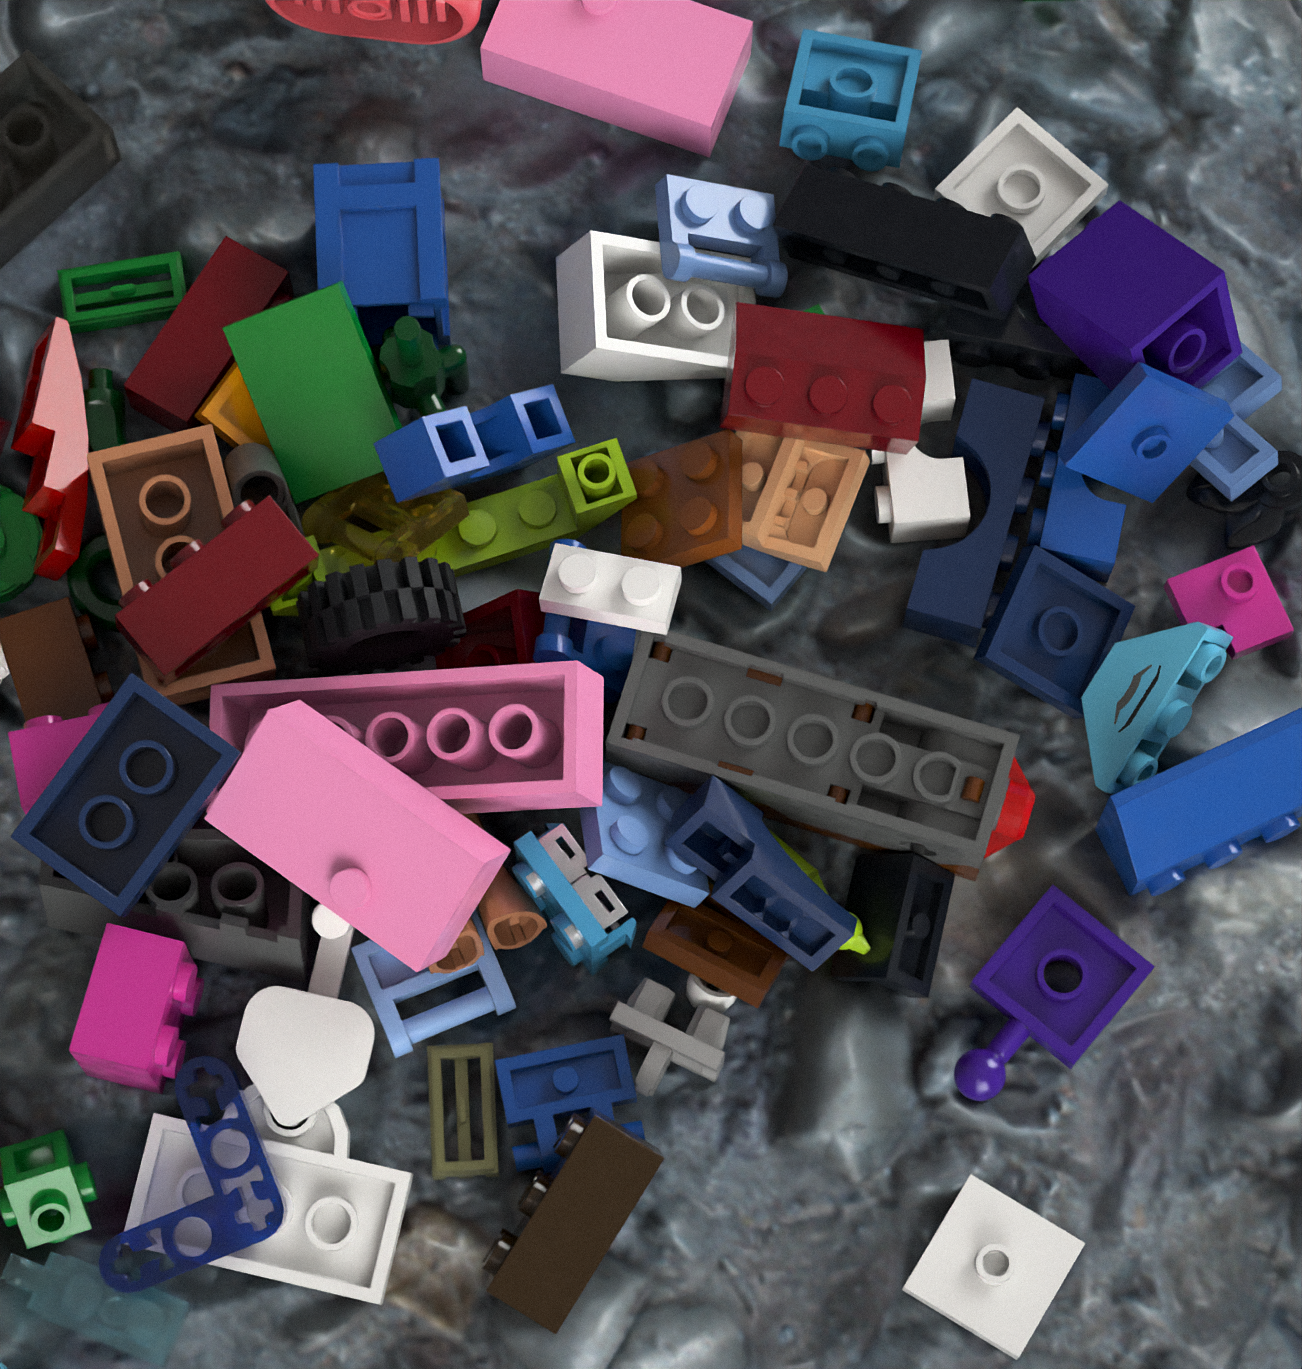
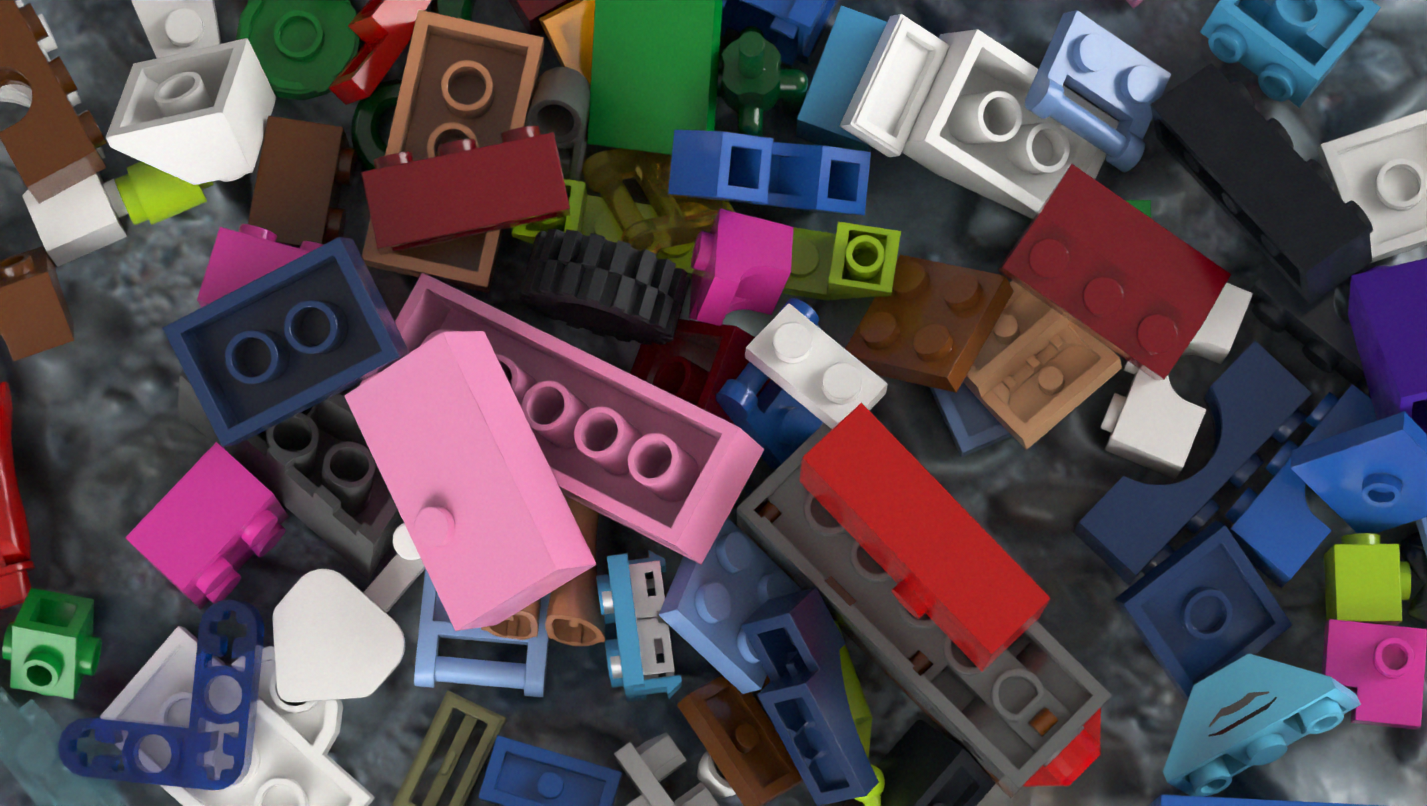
camera: 30 degrees right, 5 degrees up
(491, 537) = (739, 266): none -> dark pink brick
(504, 333) = (837, 78): none -> dark azure brick
(542, 317) = (894, 85): none -> white tile
(786, 677) = (922, 538): none -> red brick
(1175, 535) = (1365, 580): none -> lime brick

